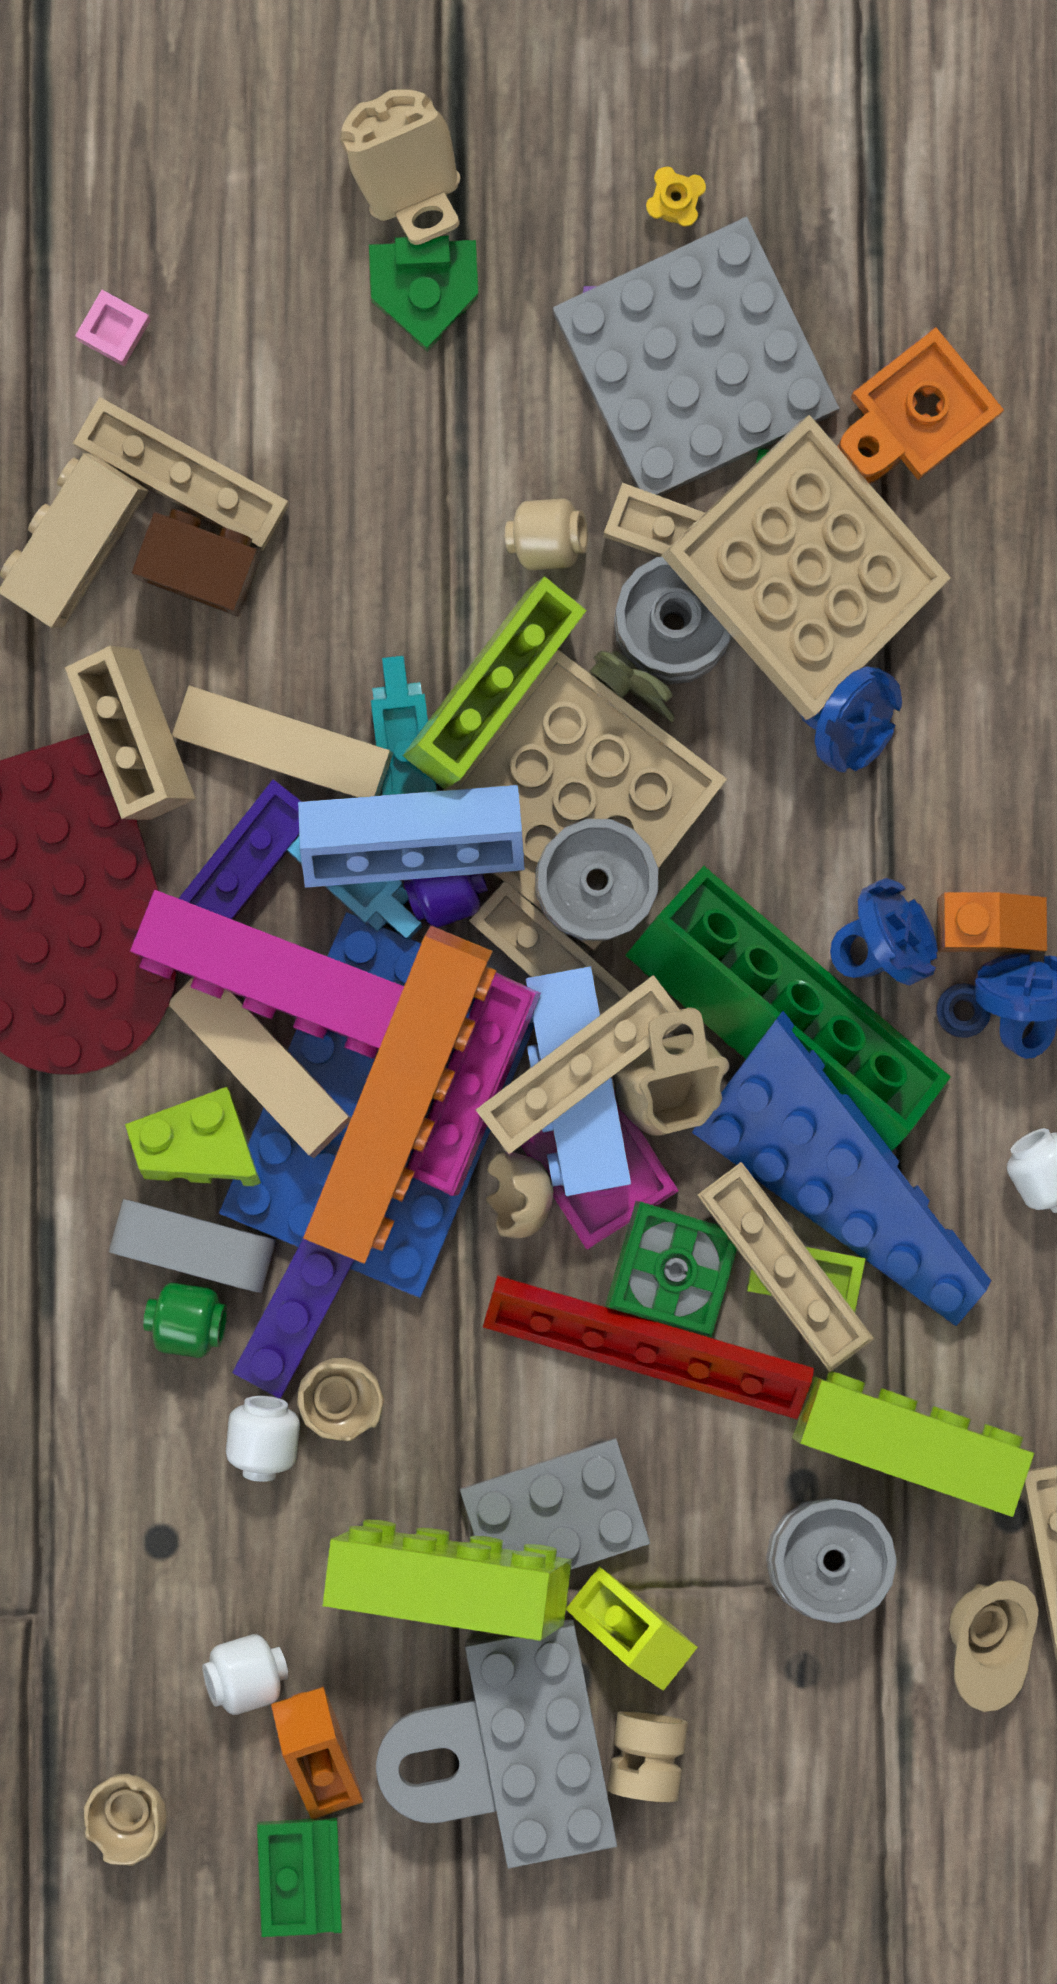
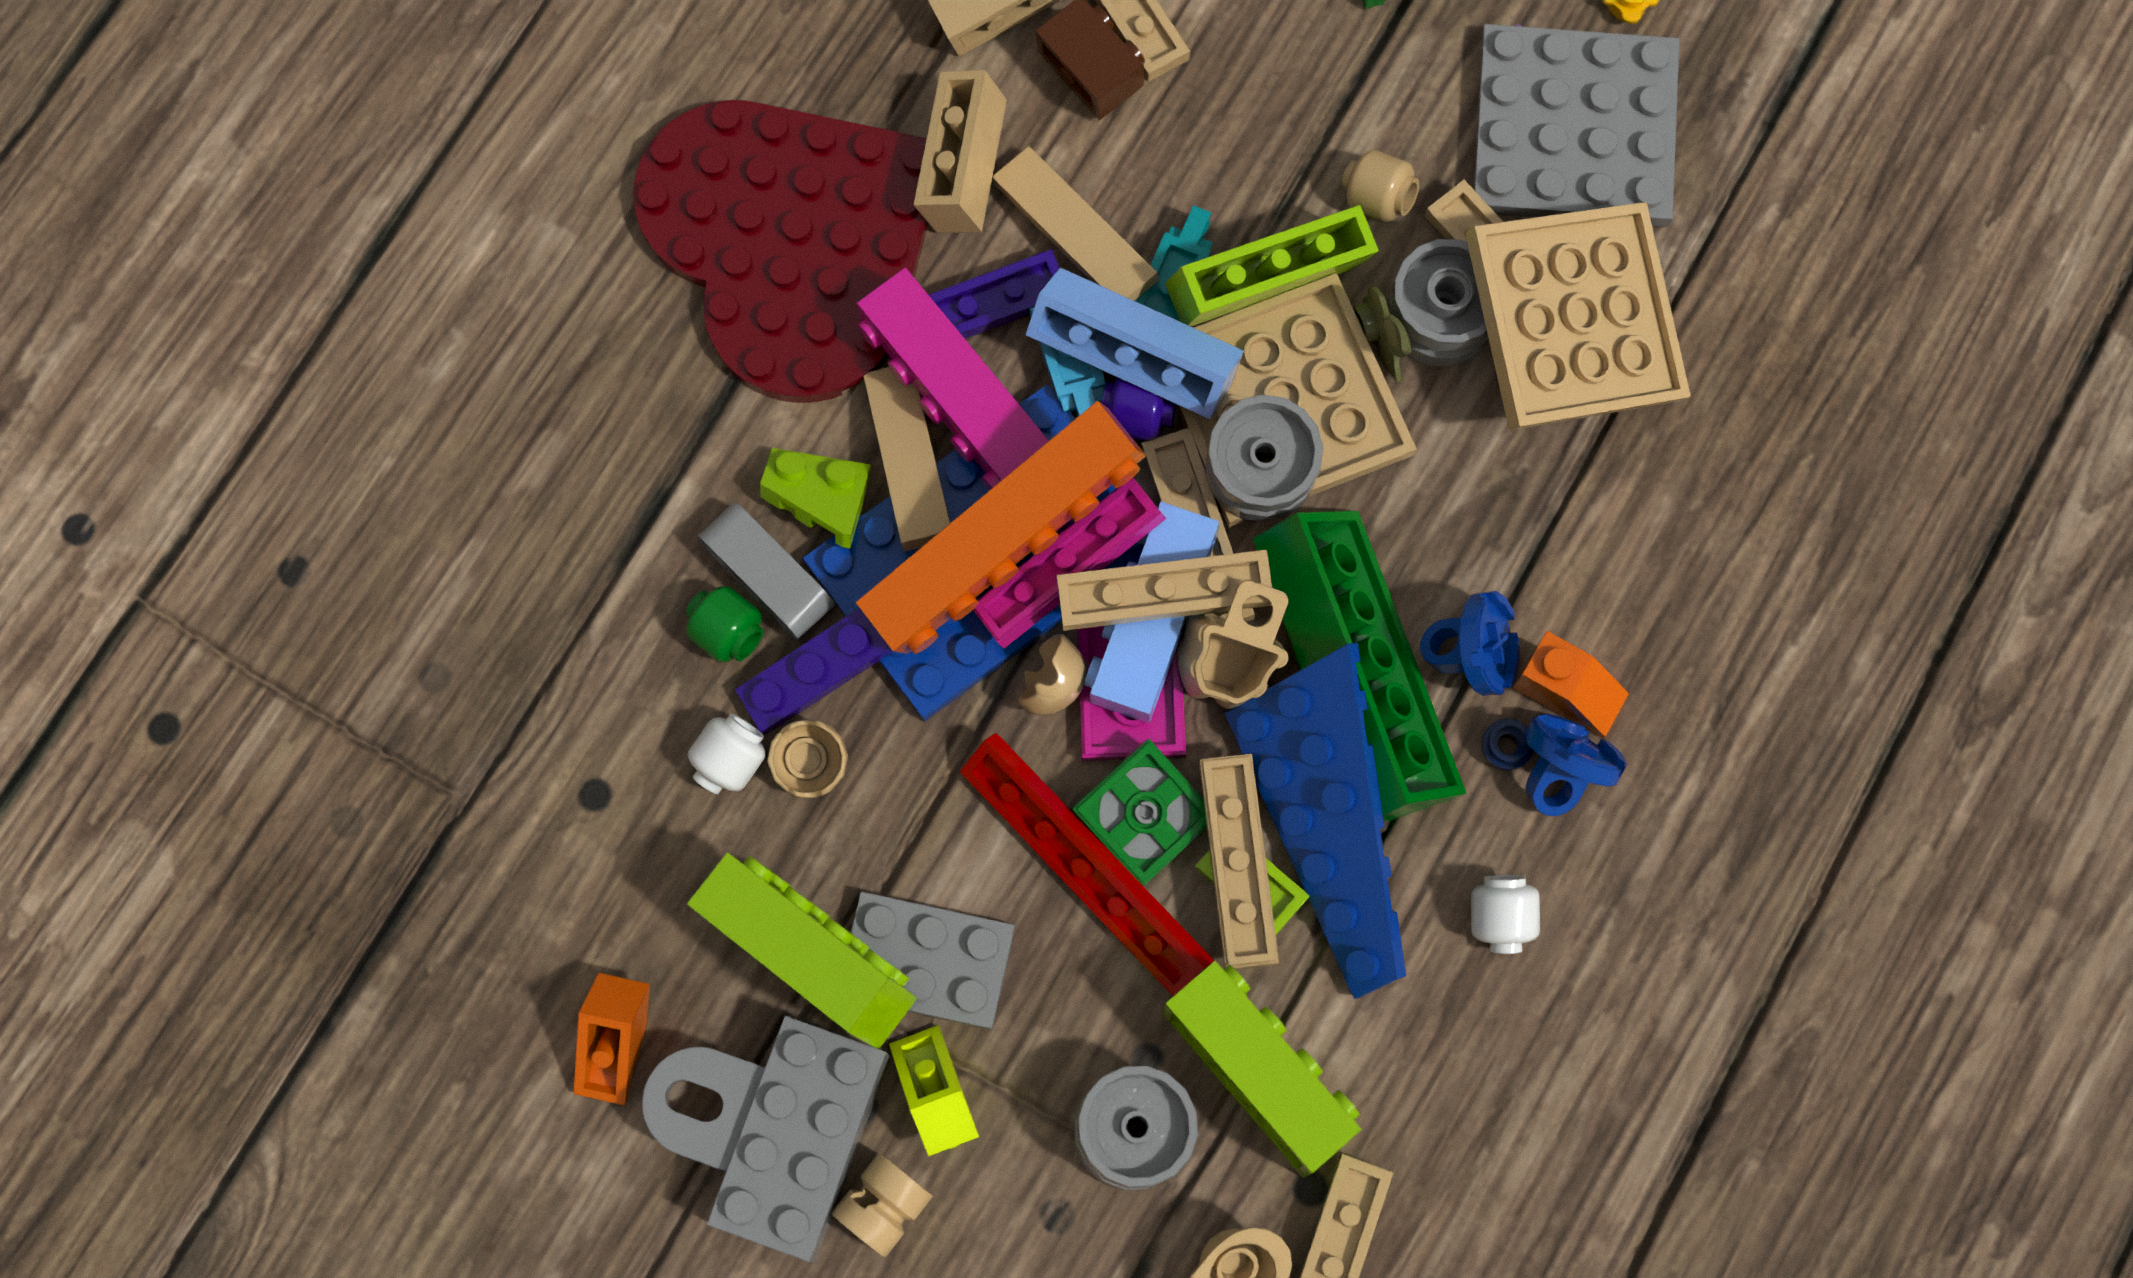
camera: 35 degrees right, 10 degrees down
(125, 1819) = (422, 997): tan hair -> none
(244, 1674) = (593, 937): white head -> none
(299, 1877) = (532, 1134): green plate -> none
(856, 719) = (1550, 457): blue tile -> none
(893, 427) = (1708, 259): orange plate -> none

